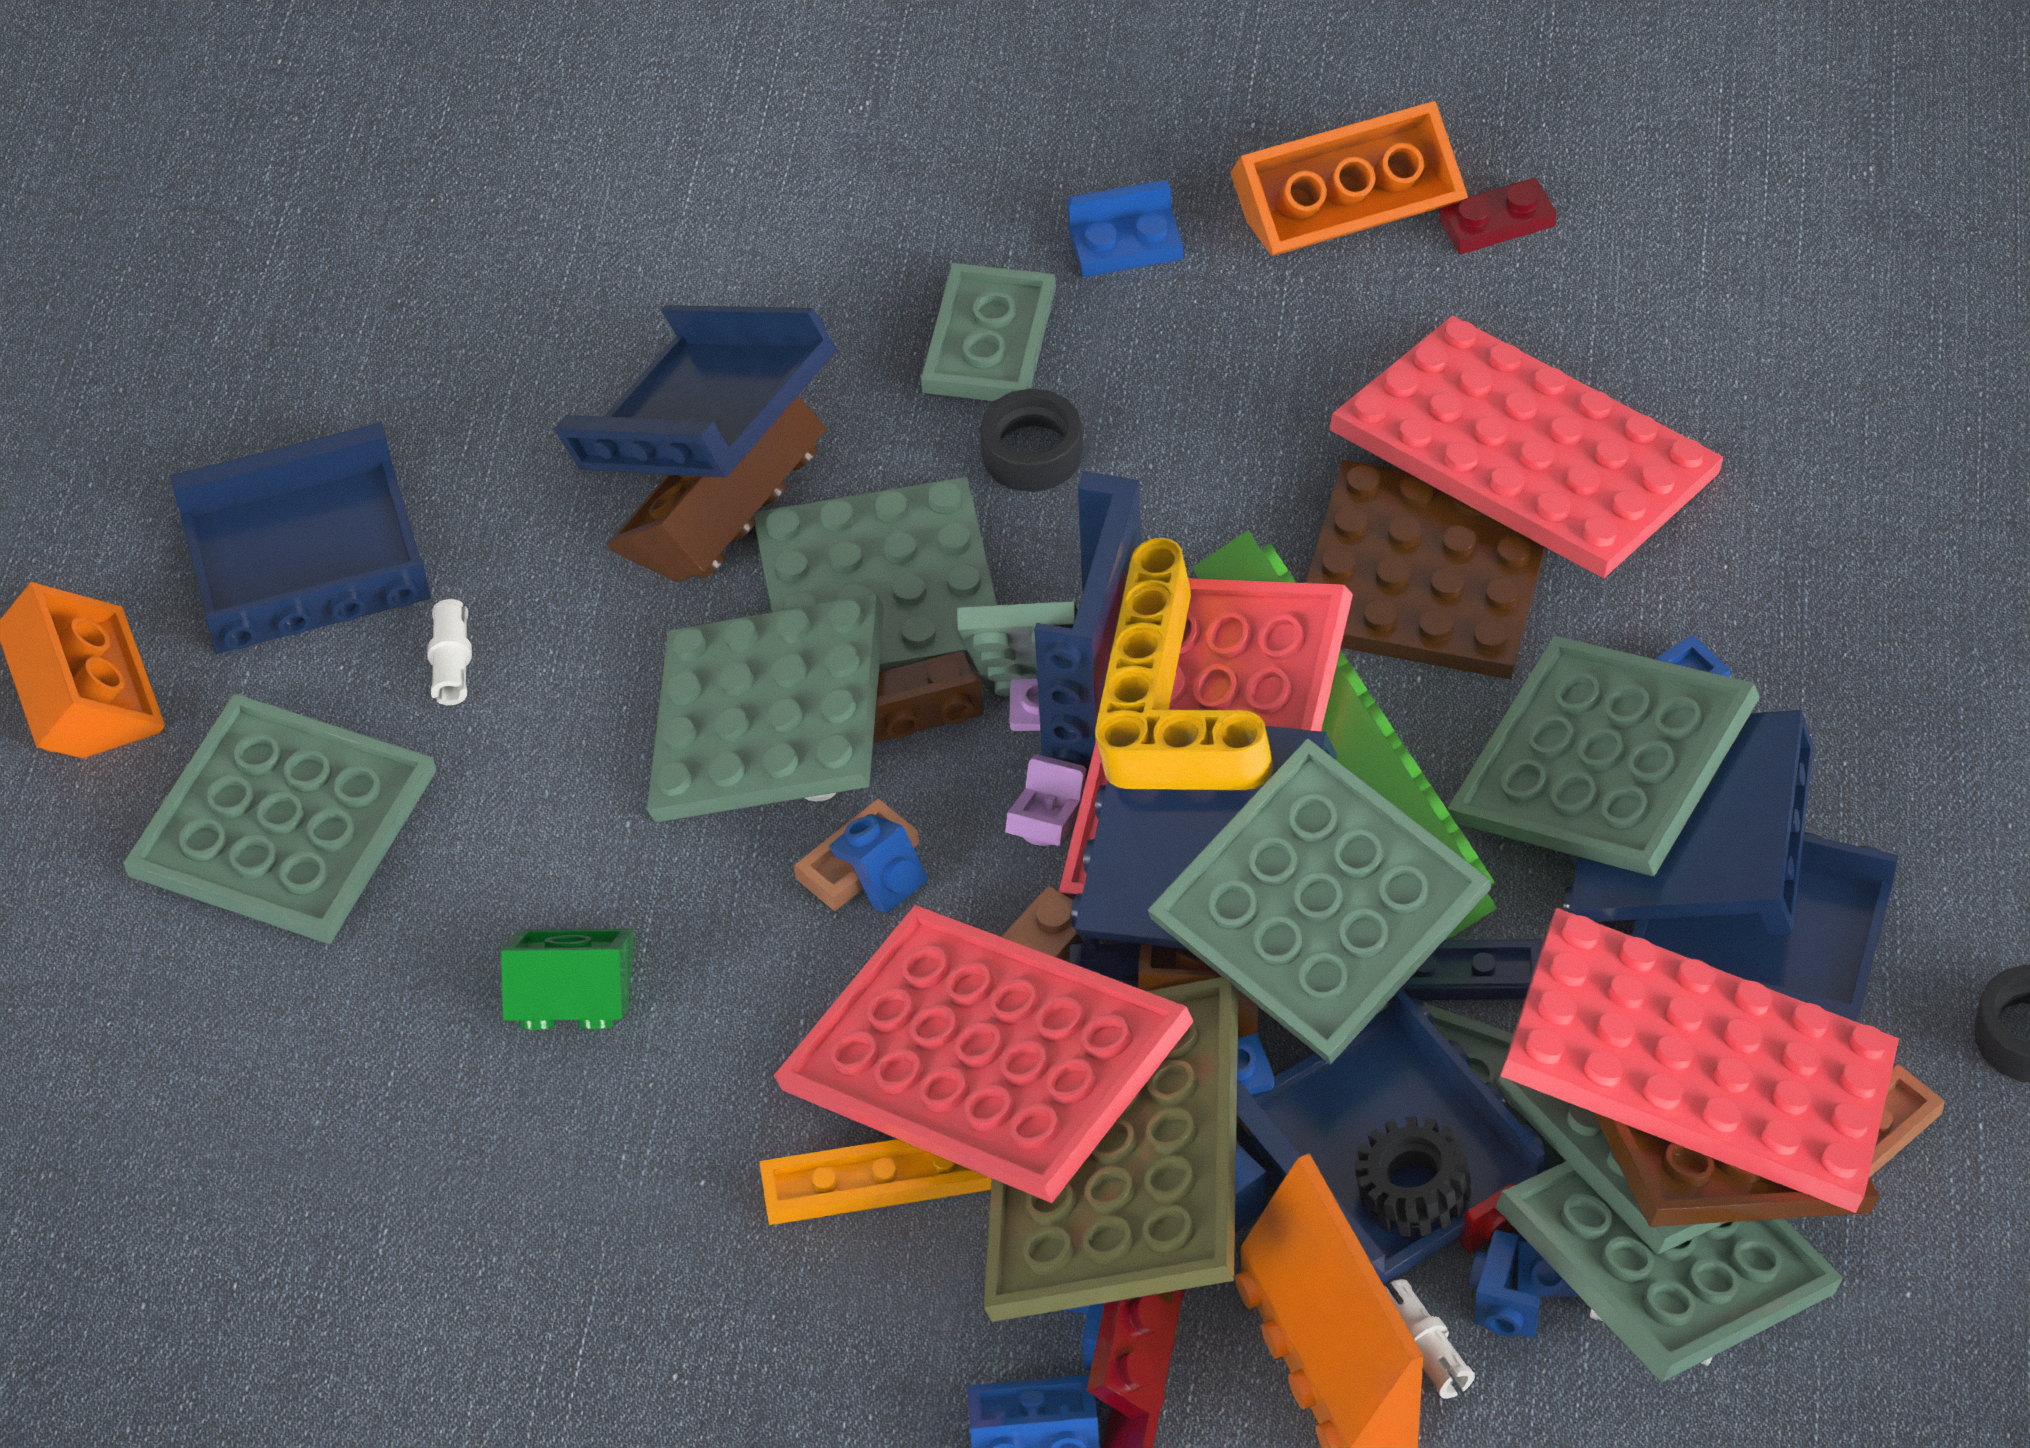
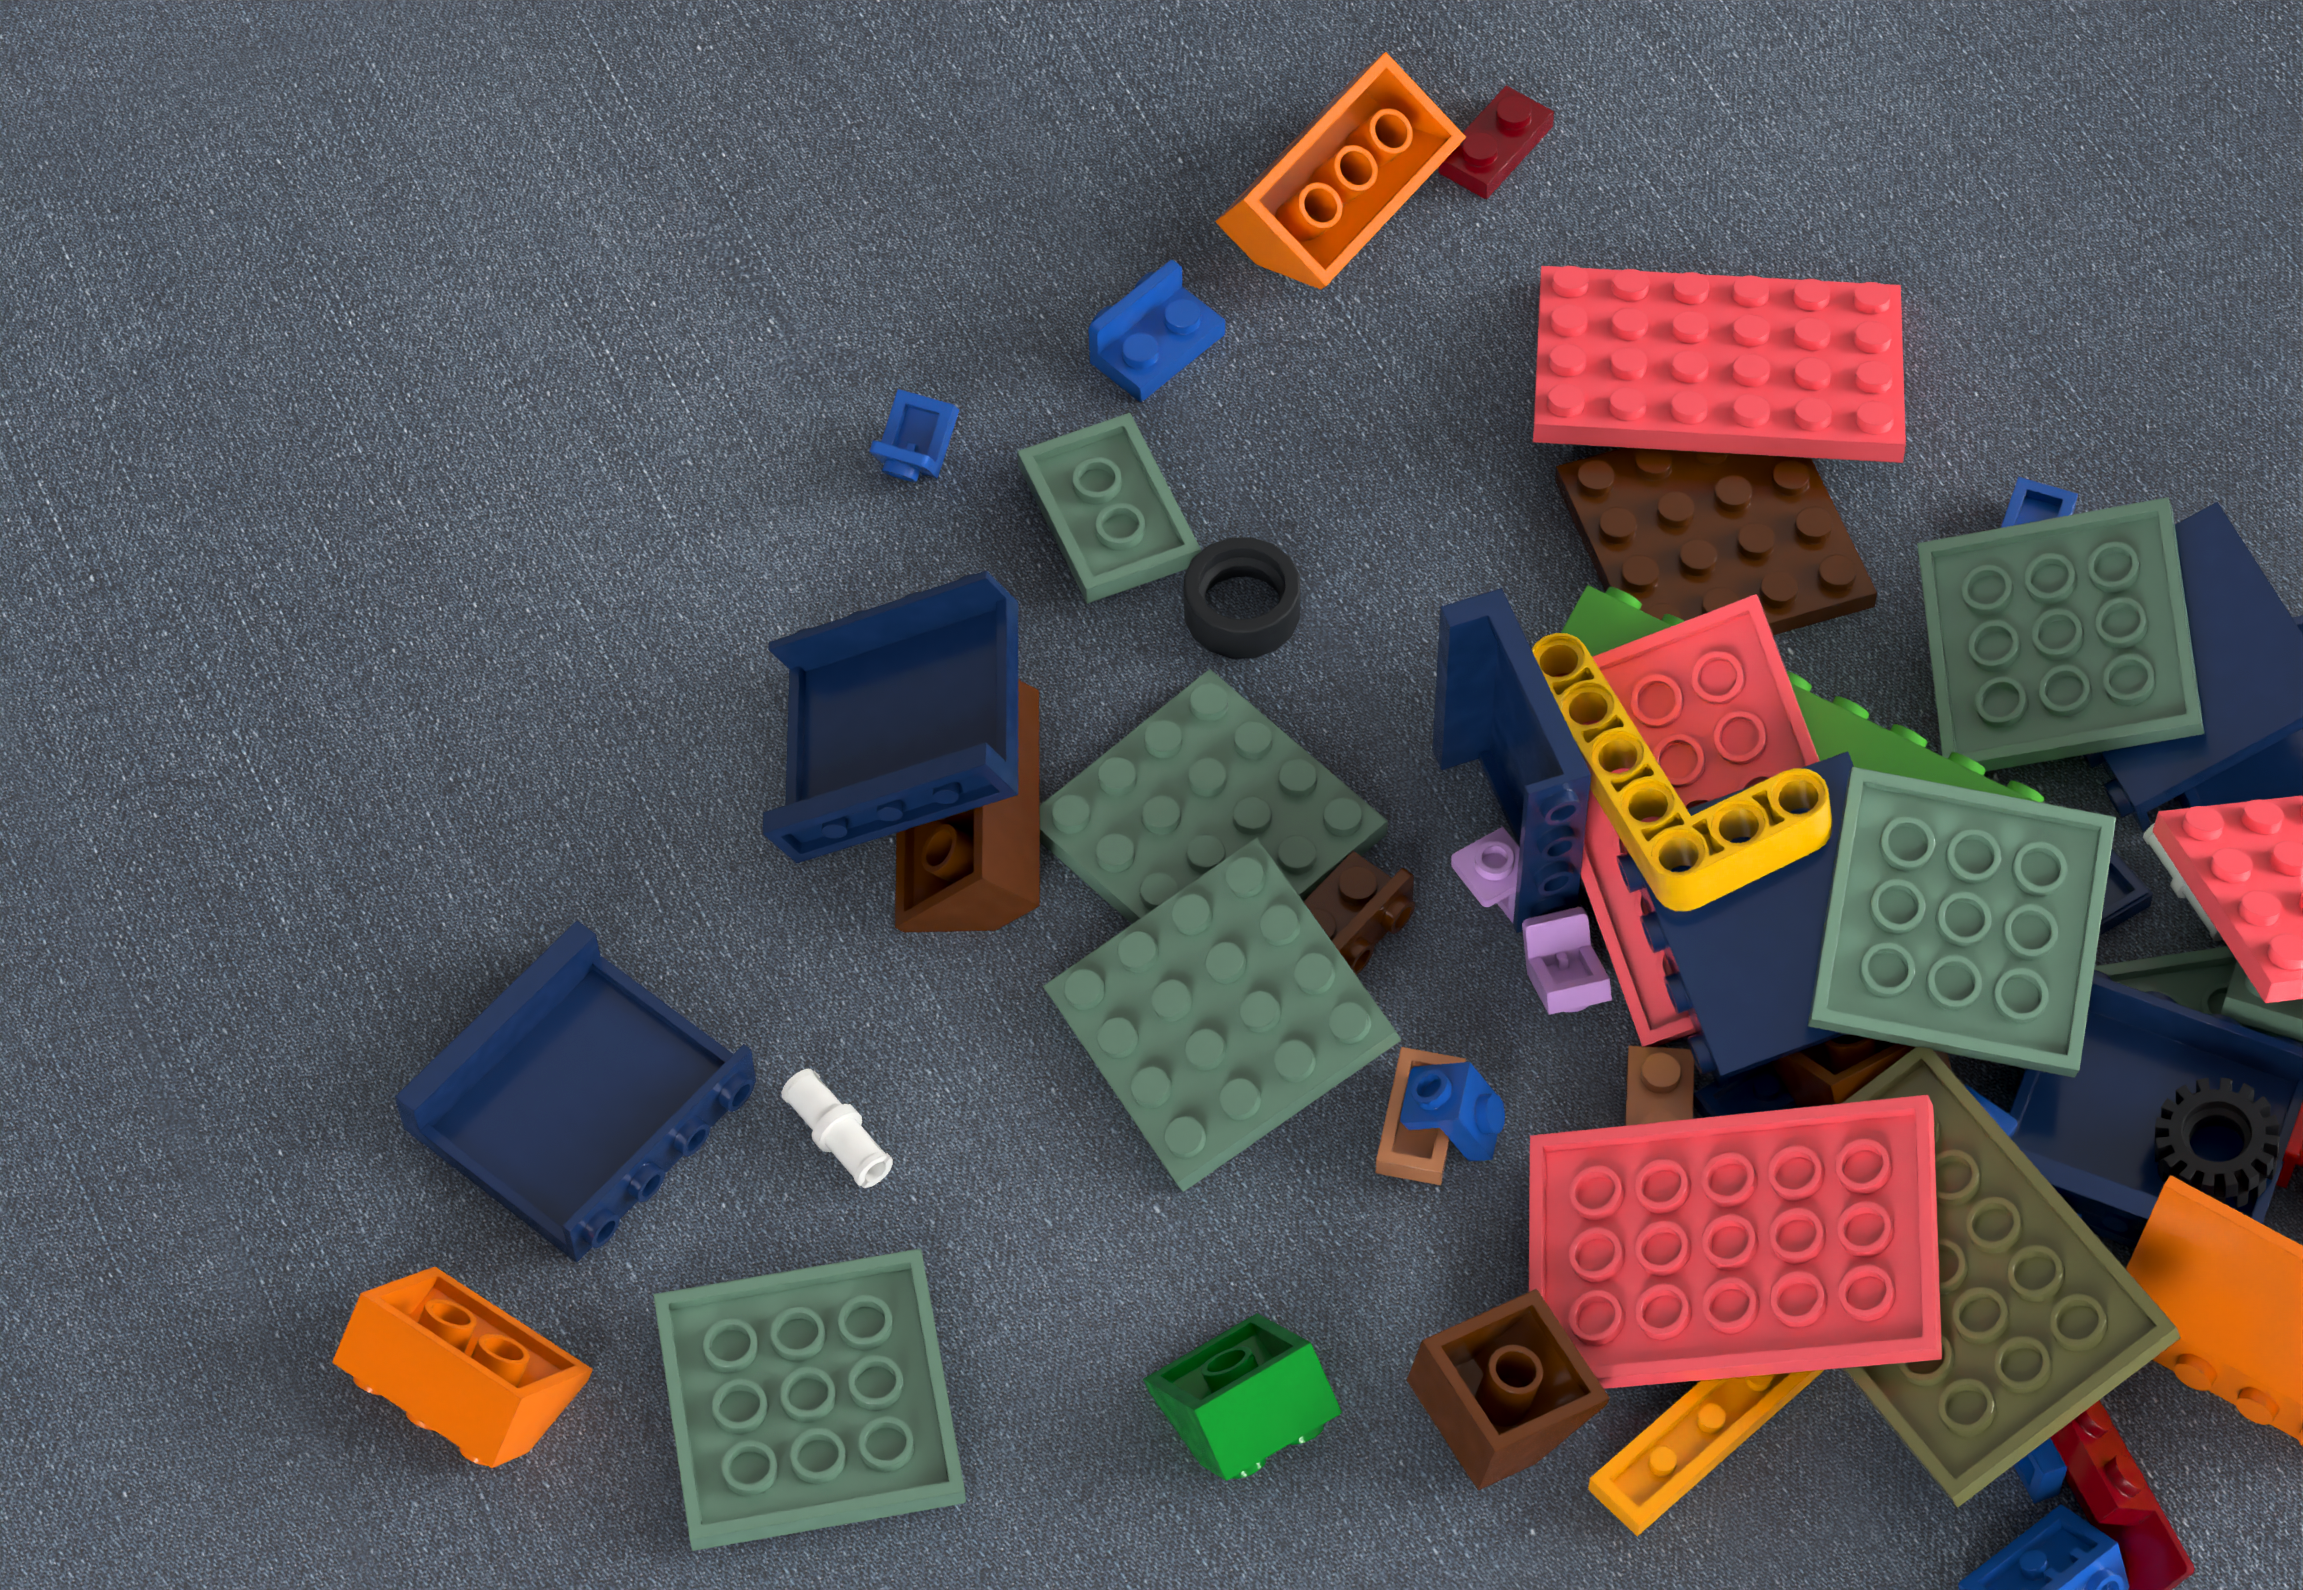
camera: 35 degrees left, 5 degrees up
(748, 1063) = (1505, 1387): none -> reddish brown slope
(891, 221) = (915, 436): none -> blue bracket
(1004, 638) = (1468, 816): sand green plate -> none

